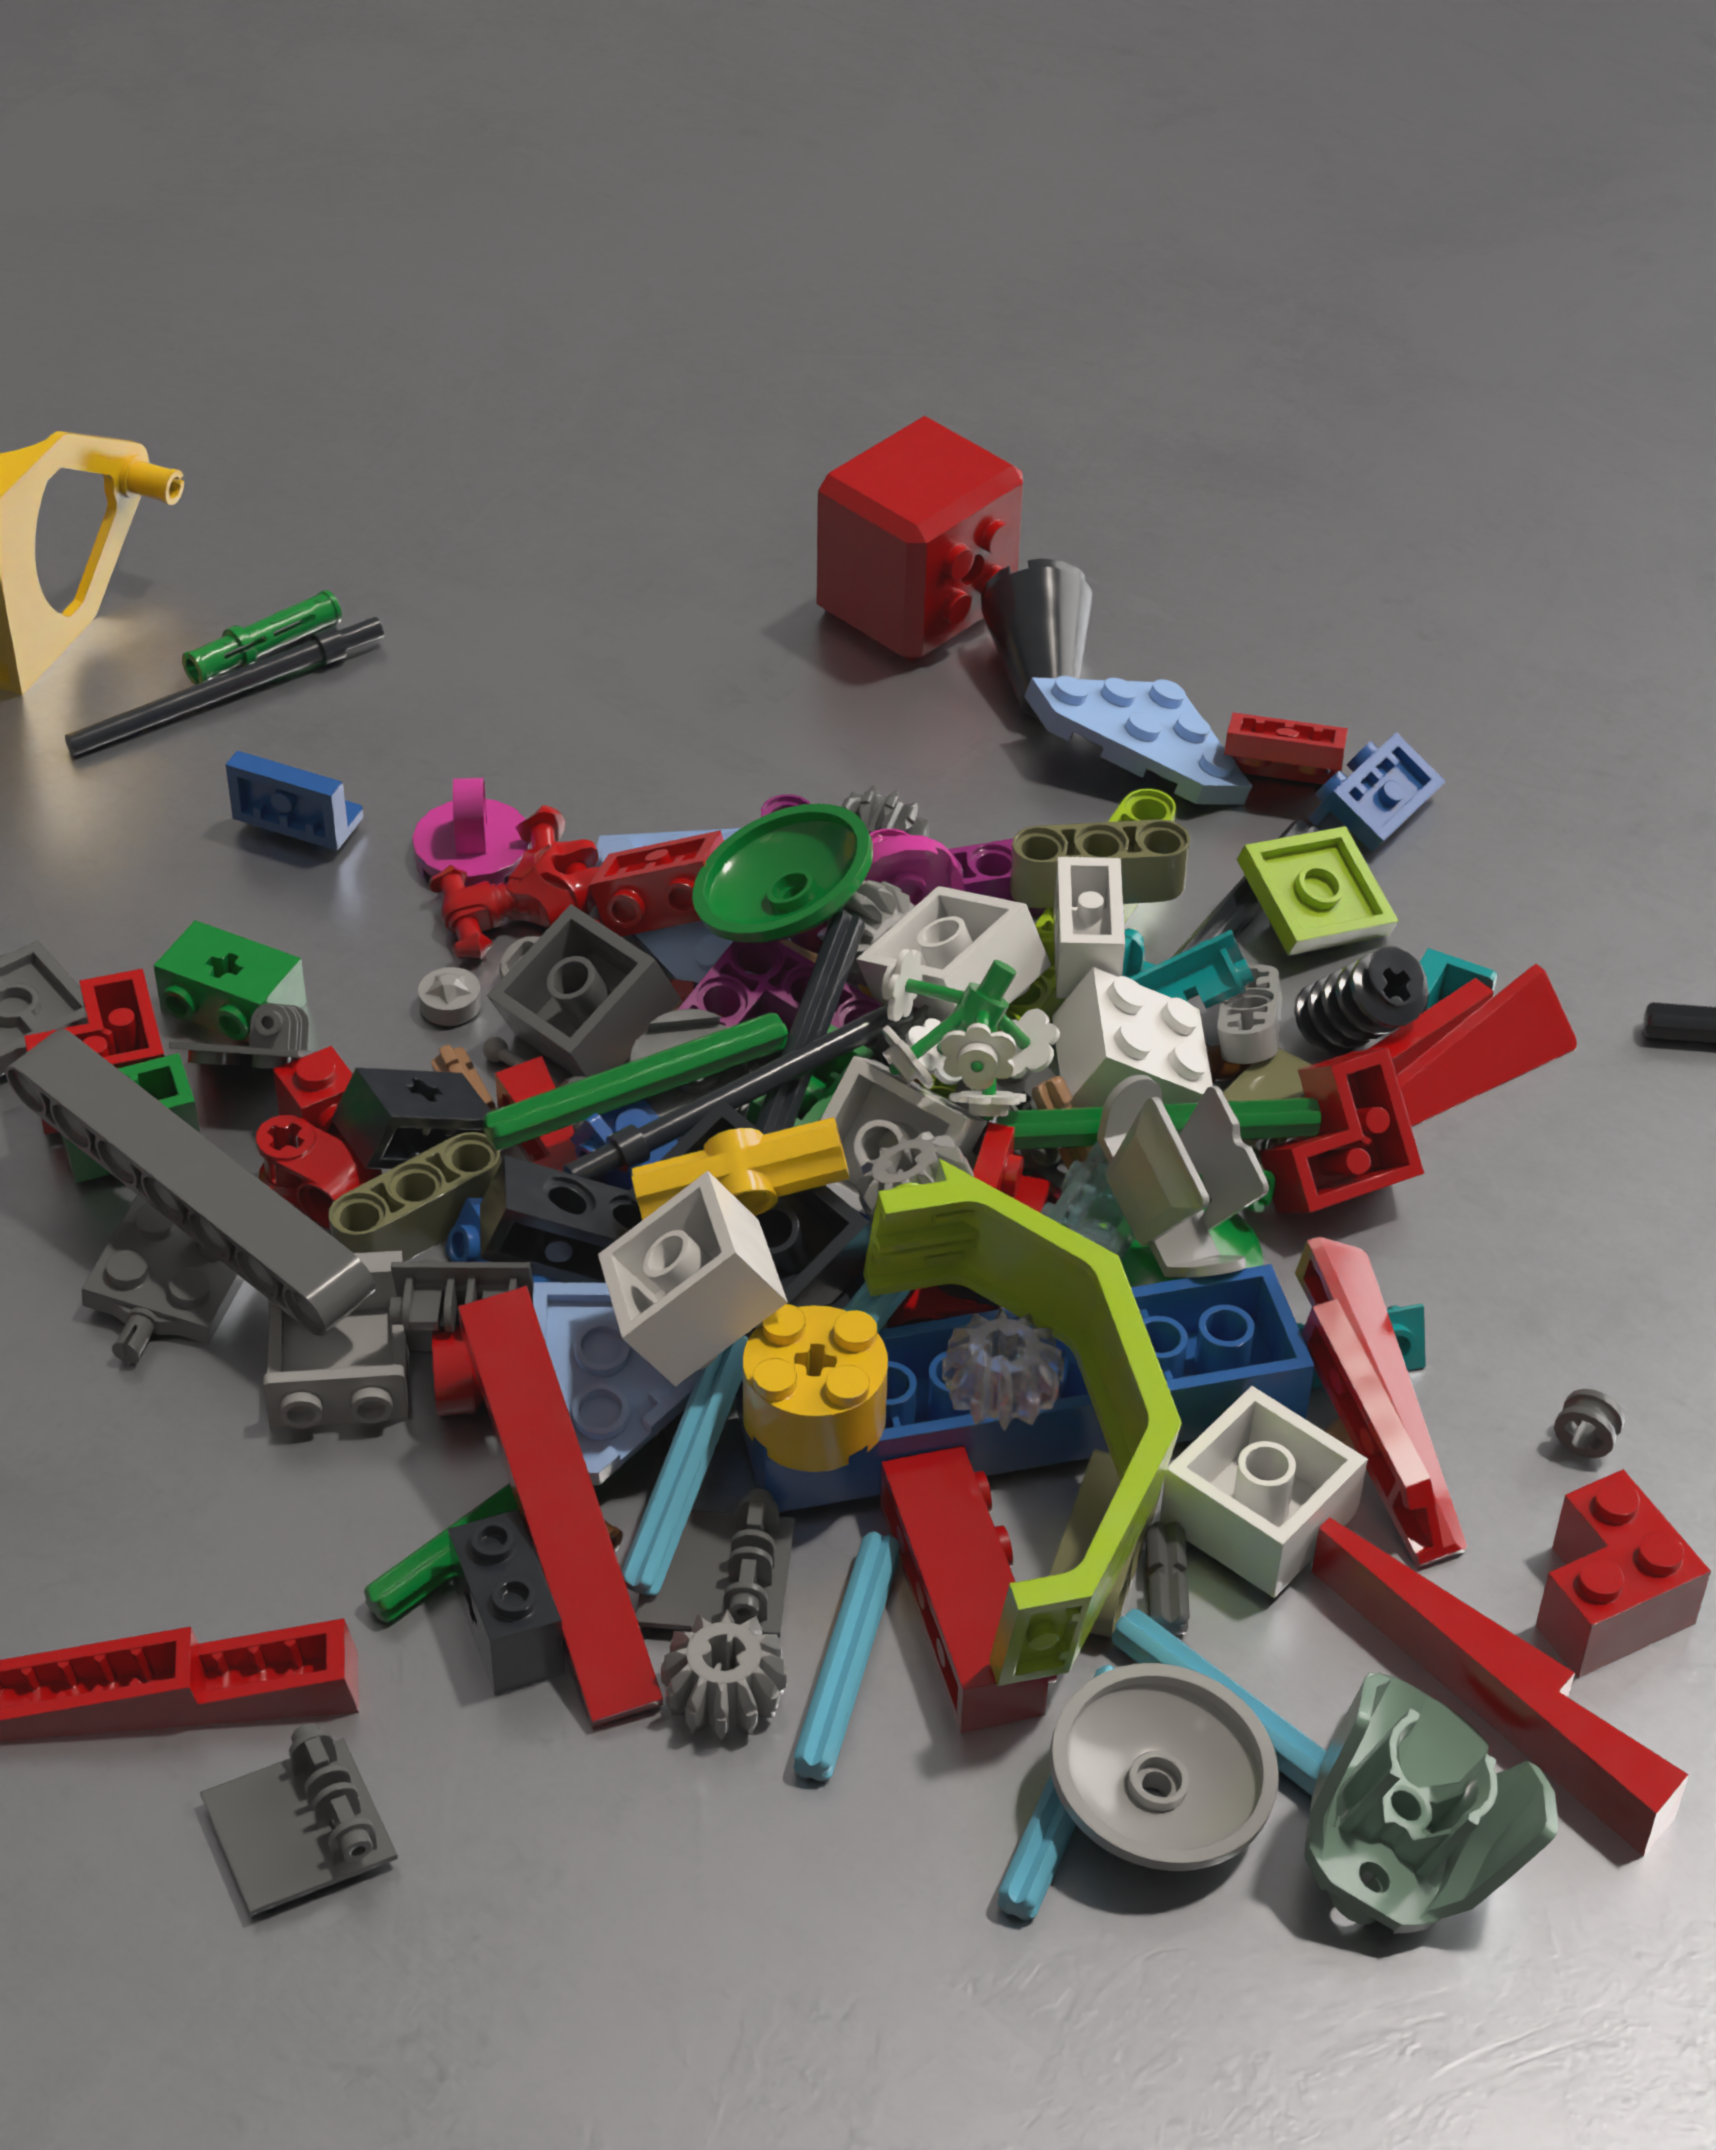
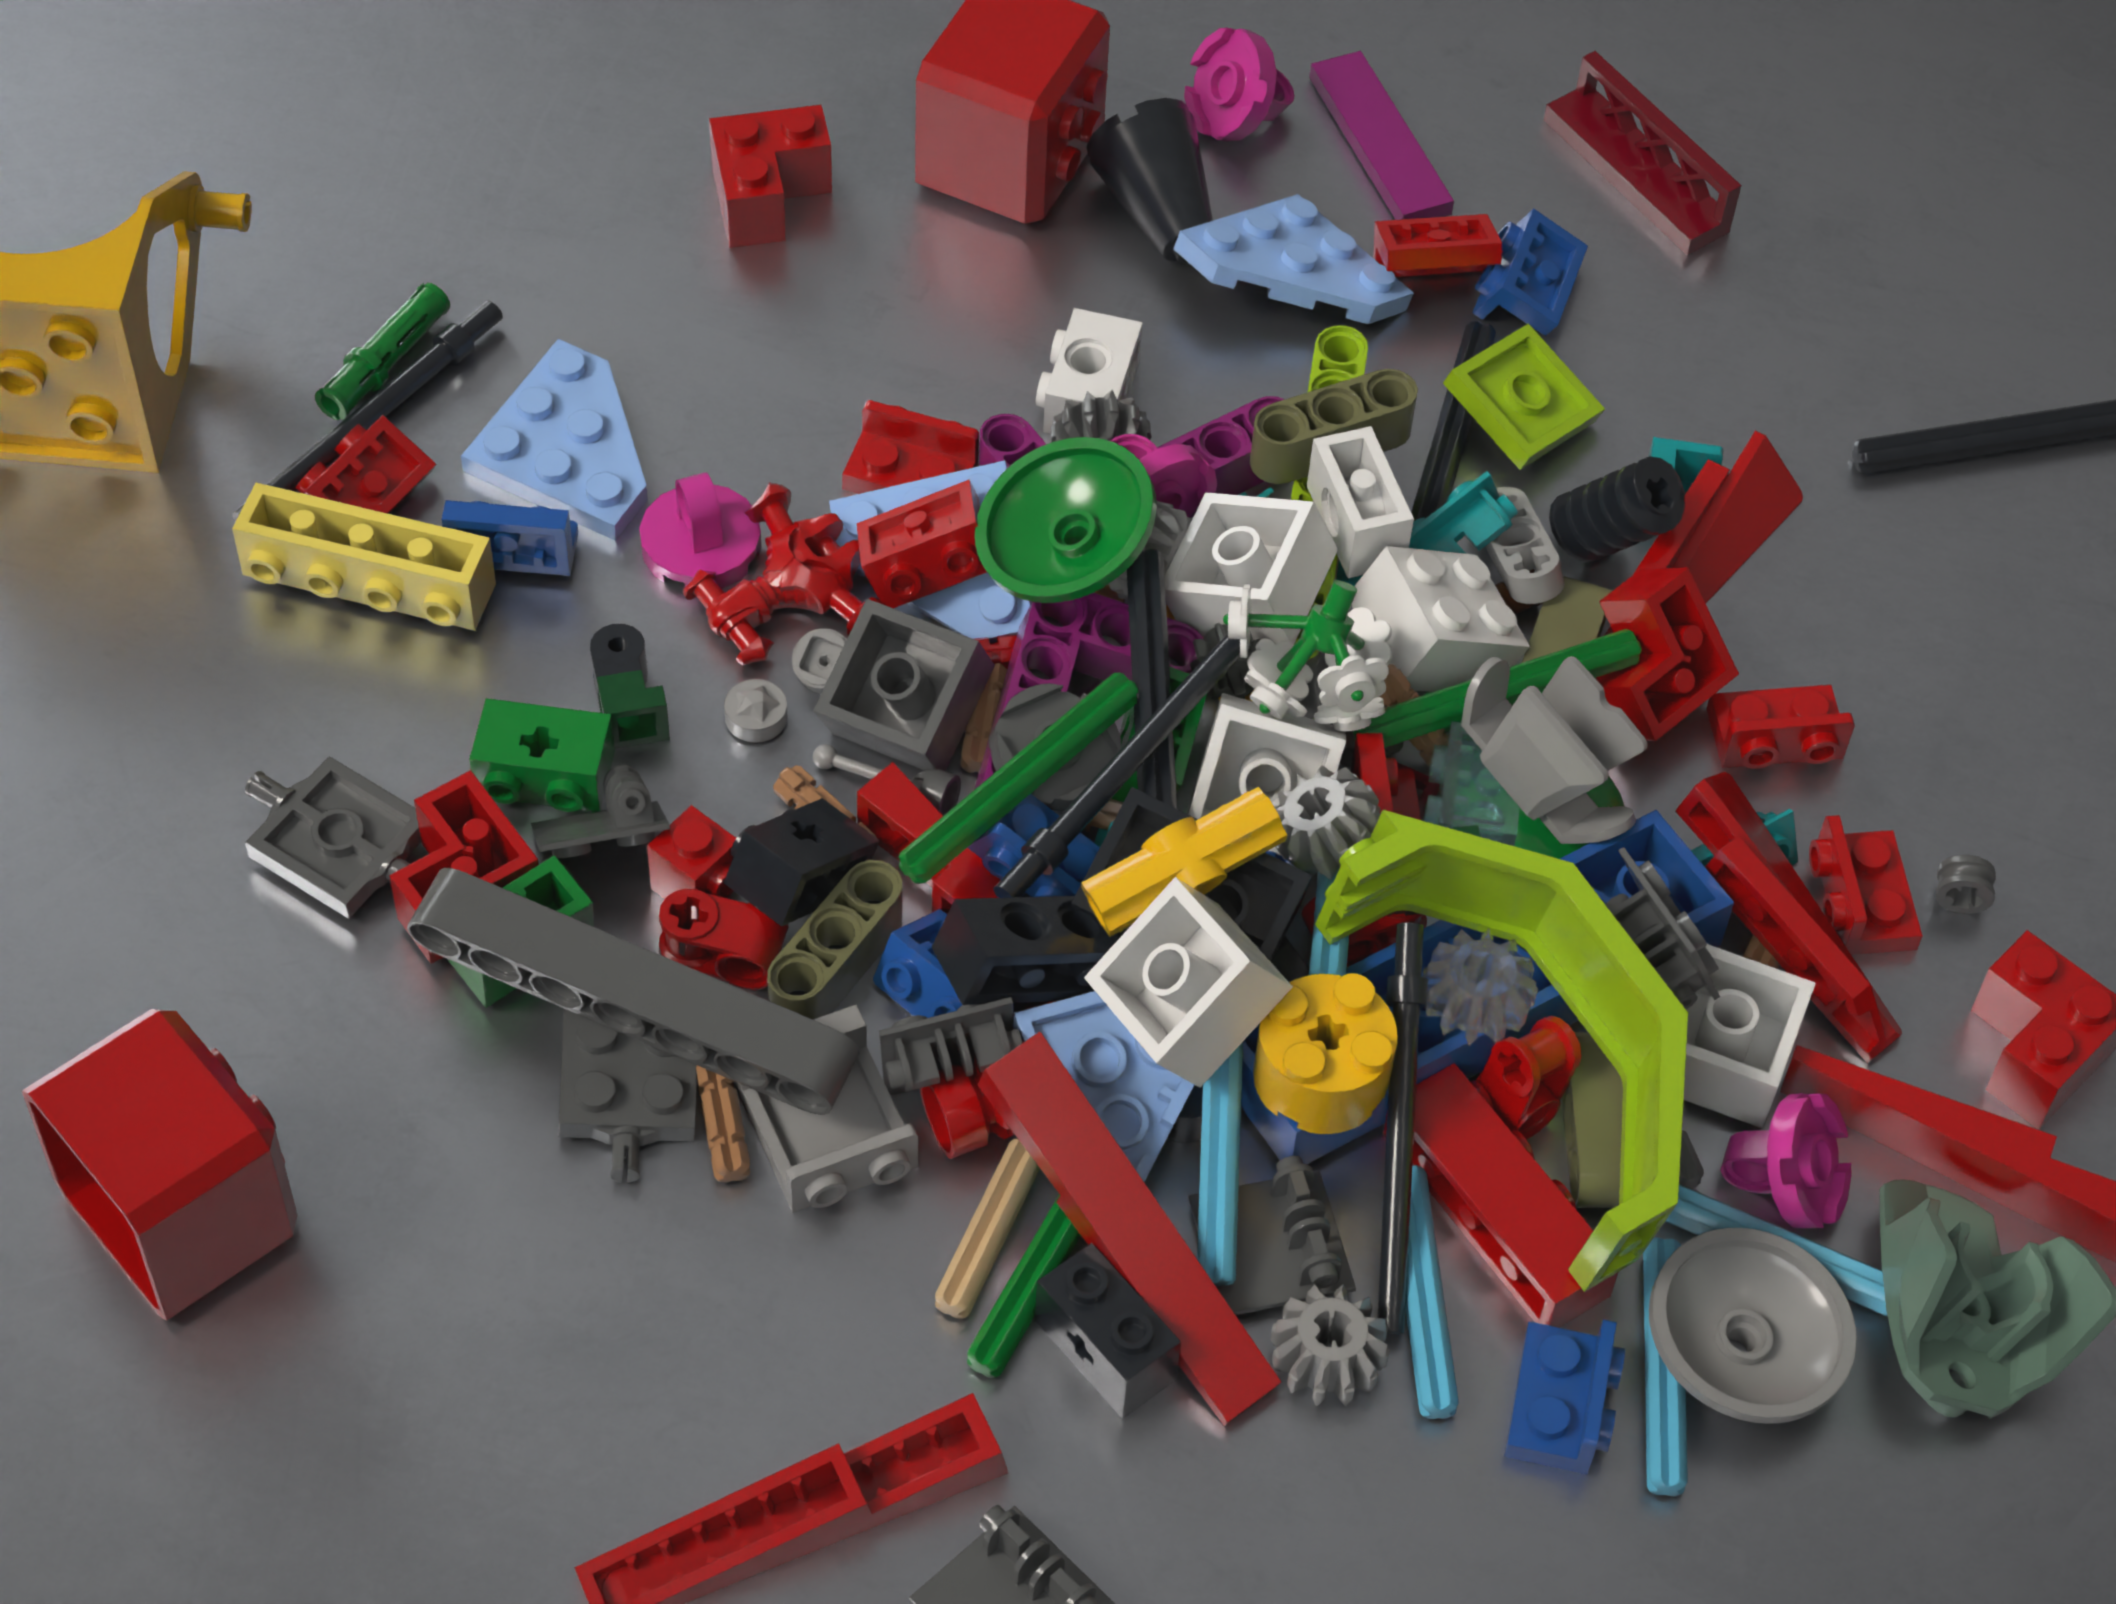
camera: 20 degrees left, 10 degrees up
(153, 788) = (364, 556): none -> light yellow brick
(188, 733) = (373, 469): none -> red bracket
(237, 1335) = (723, 1126): none -> medium nougat axle
(335, 948) = (620, 681): none -> dark green leg
(387, 744) = (565, 443): none -> light blue plate
(432, 1495) = (987, 1232): none -> tan axle
(678, 556) = (763, 161): none -> red brick
(693, 803) = (906, 447): none -> red bracket
(917, 766) = (1091, 356): none -> white brick
(921, 1358) = (1406, 995): none -> black bar
(944, 1790) = (1562, 1396): none -> blue bracket
(1036, 1478) = (1531, 1074): none -> red piece
(1153, 579) = (1235, 85): none -> dark pink tile
(1208, 1371) = (1664, 934): none -> dark grey hinge
(1282, 651) = (1380, 138): none -> magenta tile
(1287, 1627) = (1795, 1161): none -> dark pink tile
(1456, 1238) = (1779, 726): none -> red bracket
(1482, 1405) = (1865, 889): none -> red bracket
(1539, 719) = (1642, 163): none -> dark red fence

